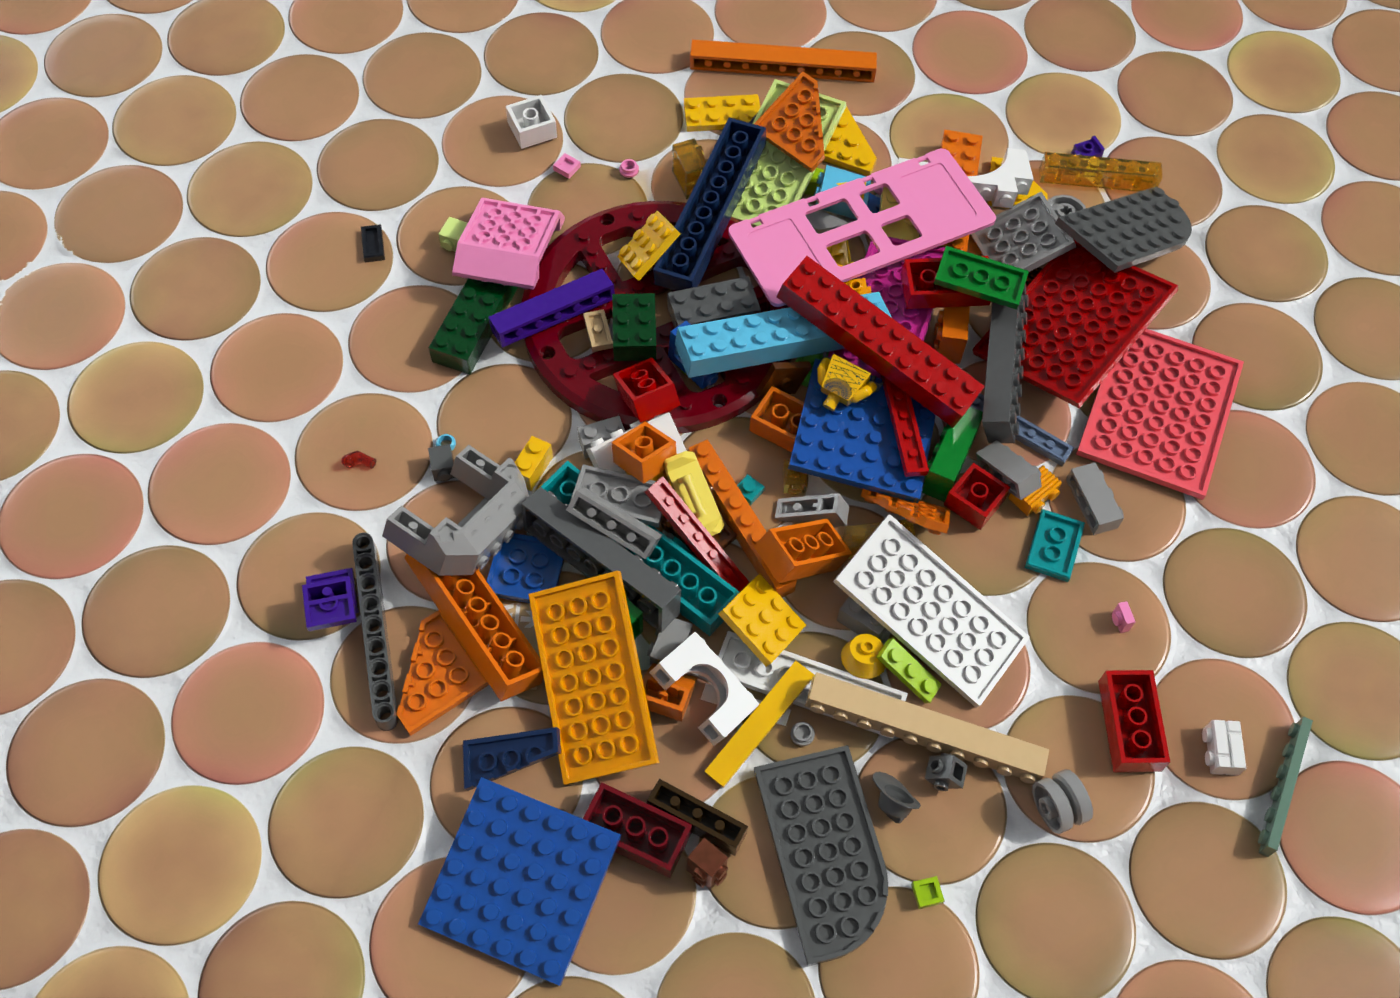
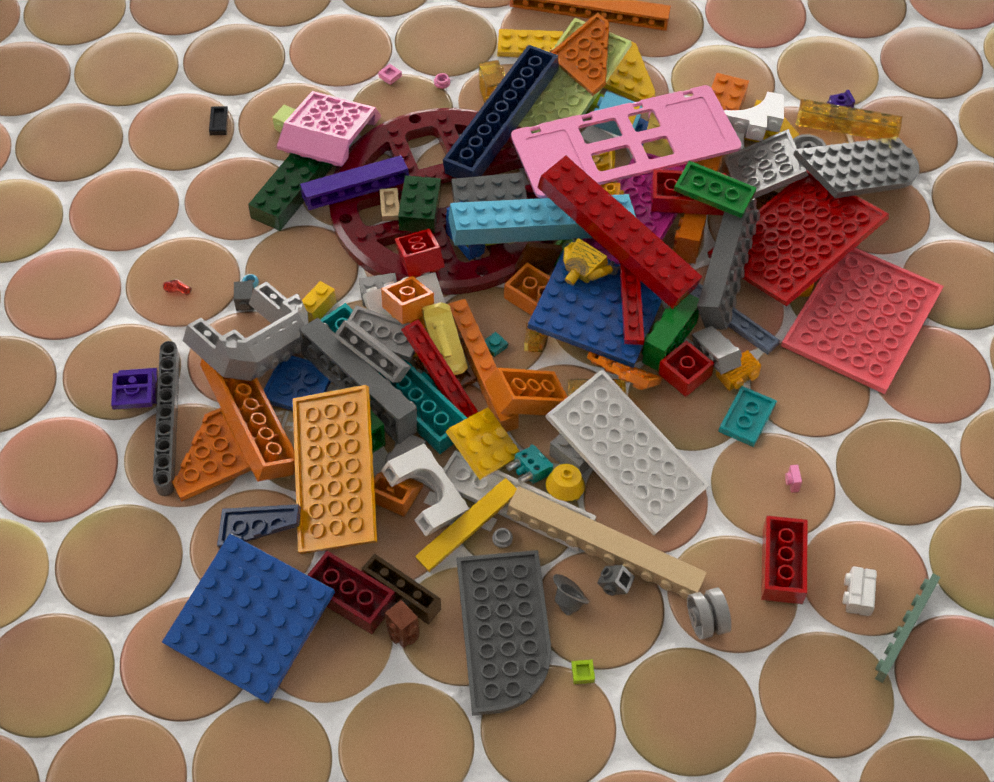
camera: 10 degrees right, 5 degrees down
(531, 121) = (366, 36): white brick -> none
(648, 245) = (443, 140): yellow plate -> none
(813, 508) = (549, 361): light grey slope -> none
(820, 637) = (531, 464): none -> teal piece
(908, 670) = (600, 497): lime plate -> none
(1095, 498) = (789, 382): light grey brick -> none

